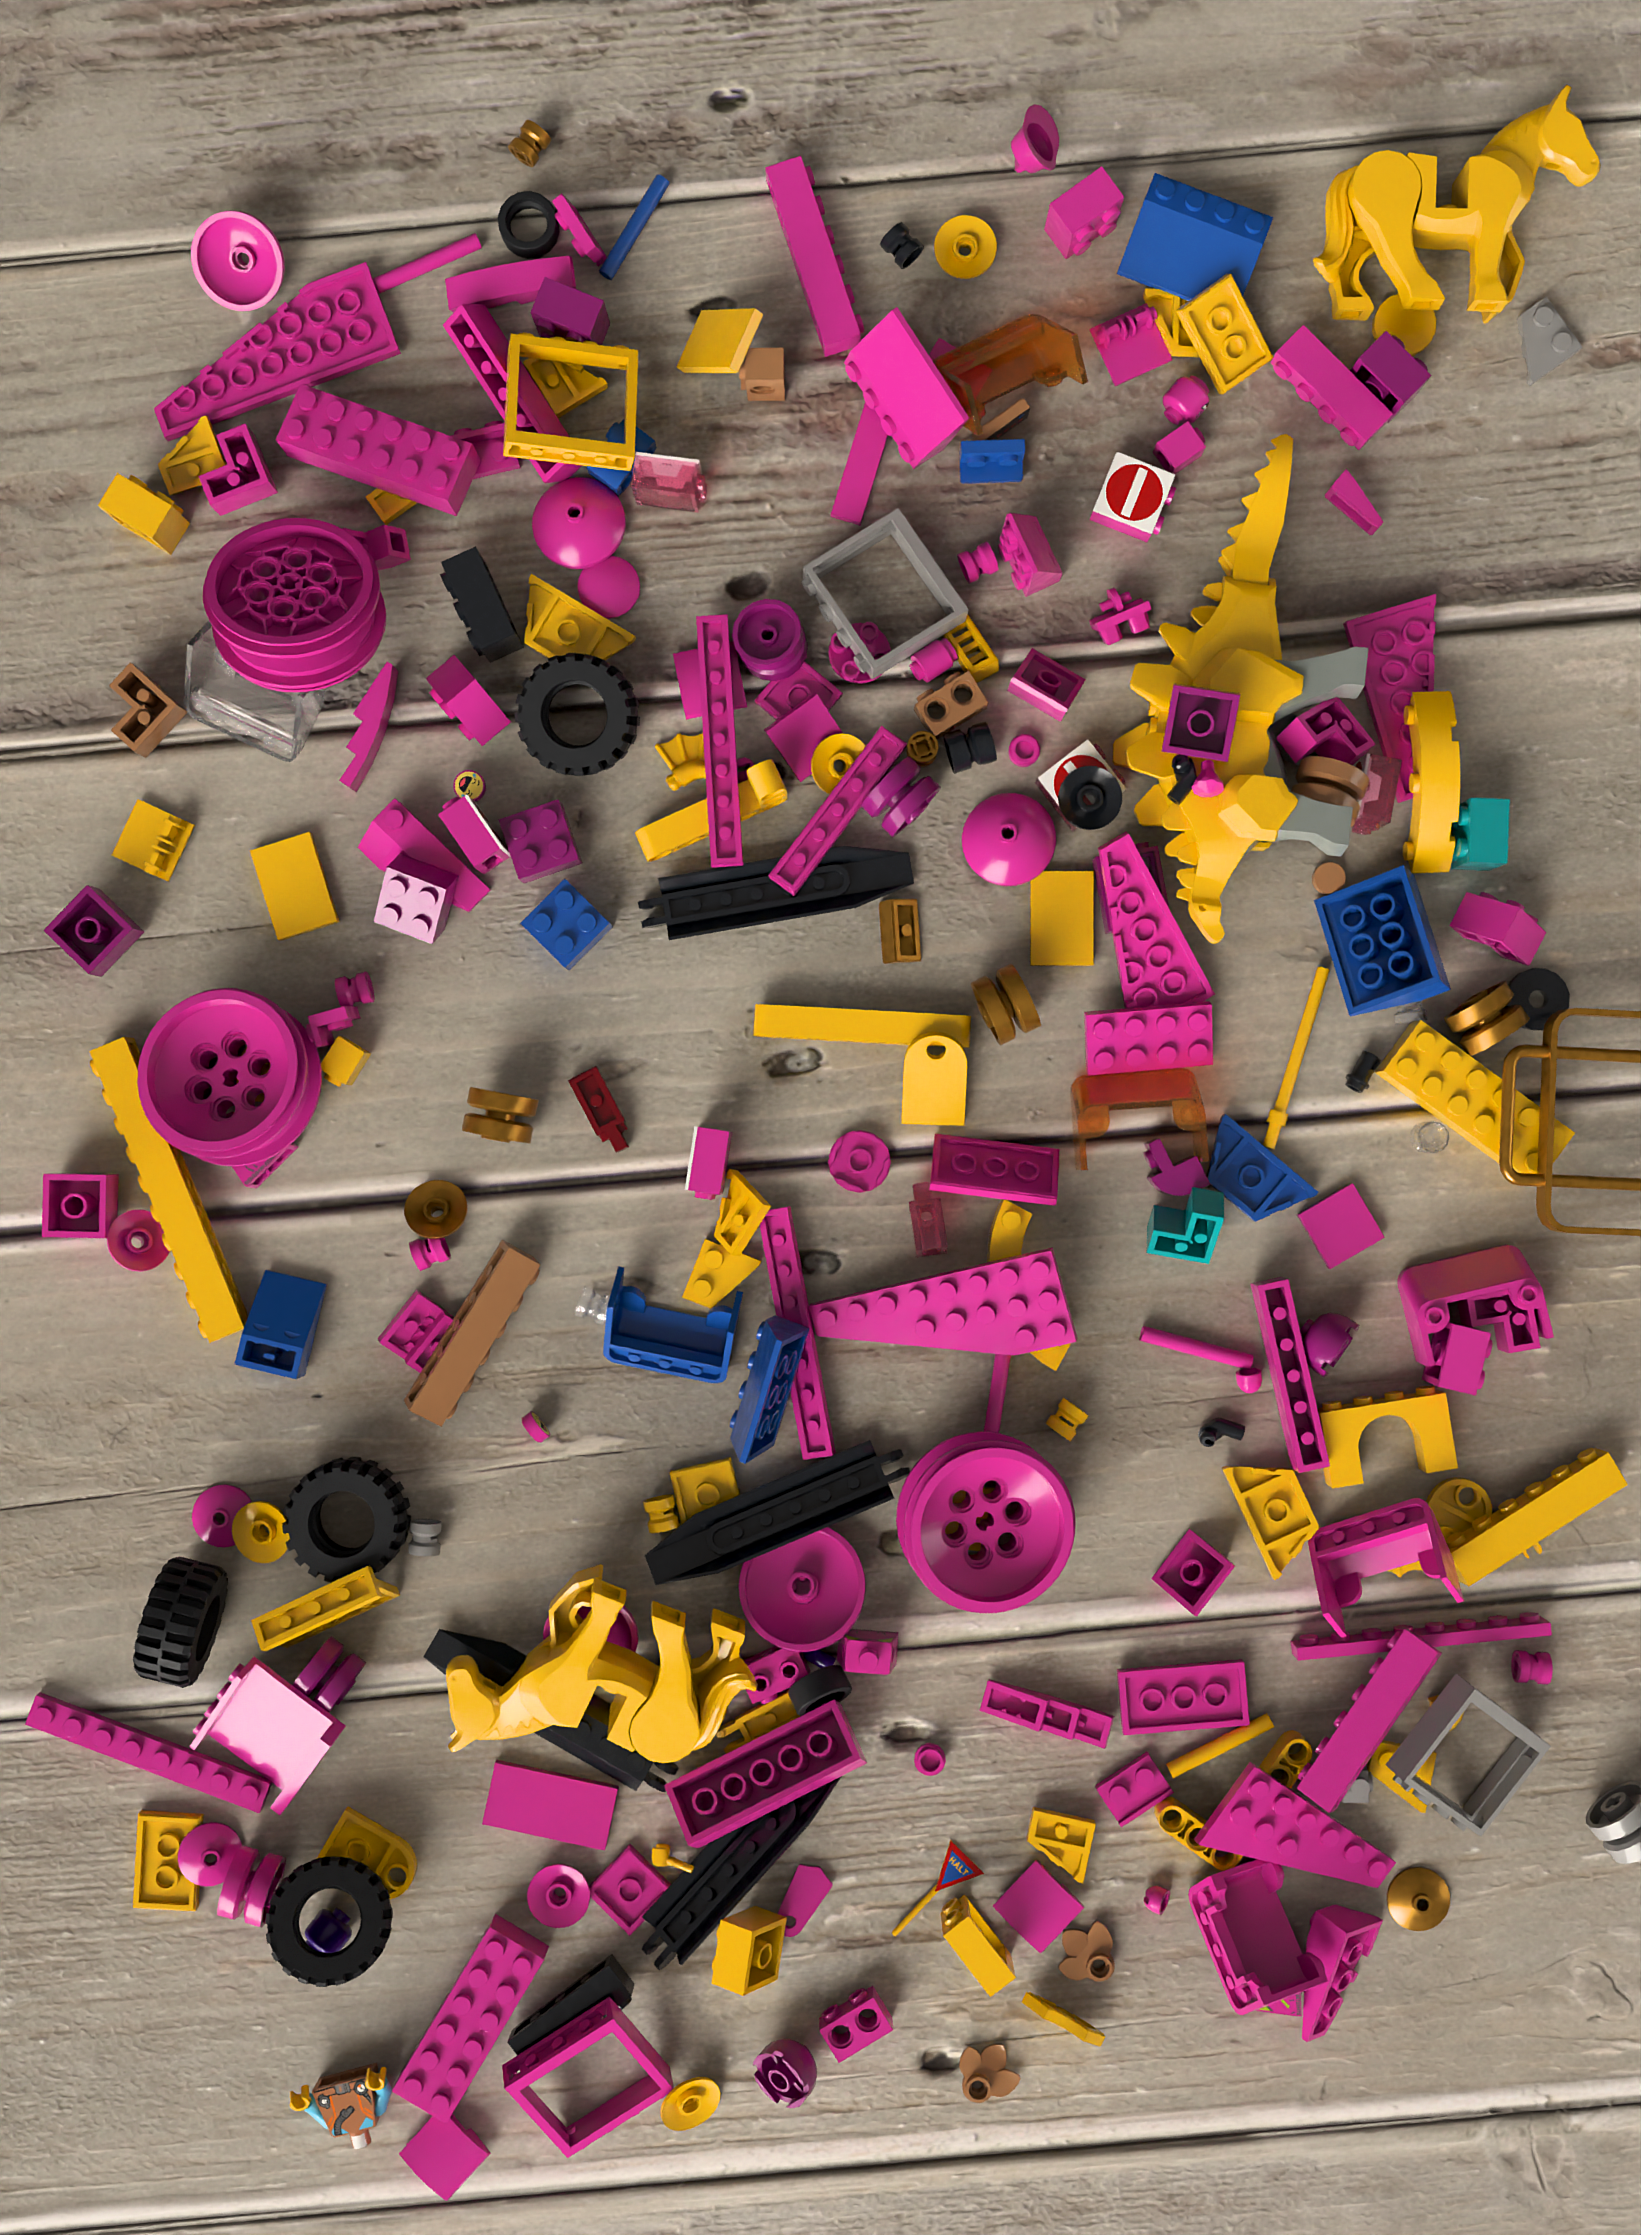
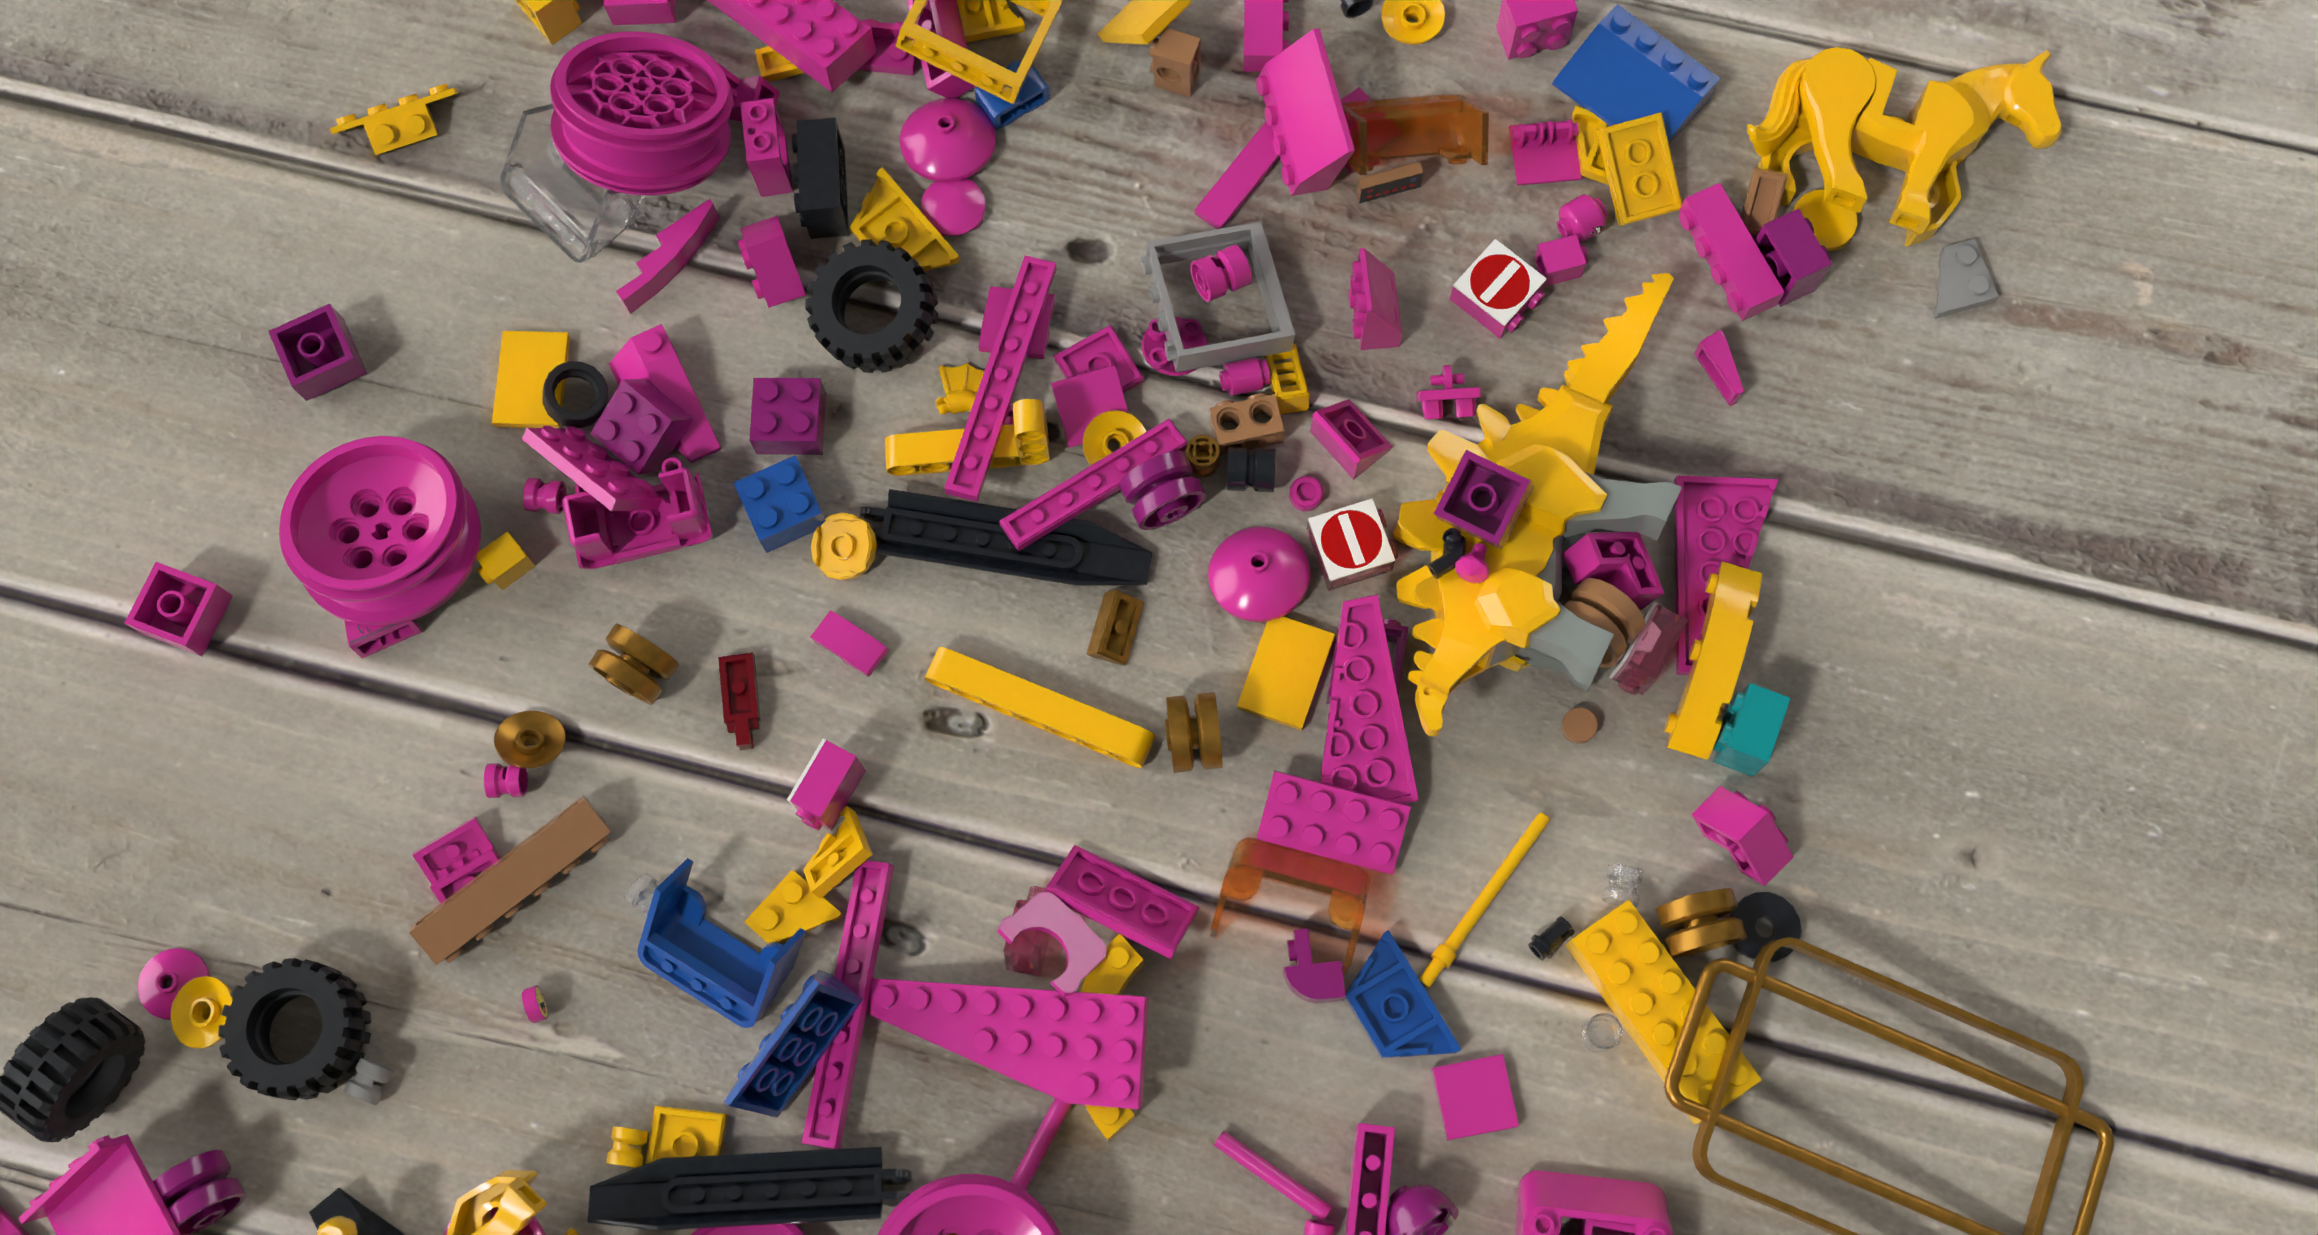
camera: 25 degrees right, 15 degrees down
(65, 684) = (398, 125): none -> yellow bracket
(142, 1226) = (228, 652): dark pink dish -> none
(152, 711) = (466, 171): medium nougat brick -> none
(153, 840) = (415, 291): yellow hinge -> none
(172, 1196) = (272, 646): yellow brick -> none
(281, 1325) = (321, 802): blue slope -> none
(322, 1024) = (504, 511): dark pink bracket -> none
(322, 1609) = (225, 1115): yellow fence -> none
(351, 866) = (580, 370): none -> black tyre
(391, 954) = (592, 468): none -> dark pink plate
(419, 593) = (766, 147): none -> dark pink window
(447, 982) = (623, 536): none -> dark pink container
(470, 784) = (741, 343): tile -> none
(474, 833) = (724, 384): dark pink piece -> none
(637, 943) = (843, 546): none -> yellow tile
(668, 482) = (1046, 126): clear pink piece -> none
(676, 1027) = (849, 643): none -> dark pink slope
(770, 639) = (1089, 301): magenta wheel -> none
(859, 1161) = (985, 846): dark pink tile -> none
(888, 572) = (1224, 272): none -> dark pink wheel
(934, 1083) = (1090, 790): yellow tile -> none
(946, 1207) = (1051, 915): none -> dark pink piece
(977, 562) = (1322, 299): dark pink wheel -> none
(991, 461) = (1370, 210): blue bracket -> none
(1072, 1414) = (1109, 1197): yellow wheel -> none
(1101, 786) = (1356, 537): black dish -> none
(1187, 1232) = (1303, 1040): teal brick -> none
(1346, 327) = (1762, 198): none -> medium nougat tile
(1382, 943) = (1613, 806): blue slope -> none

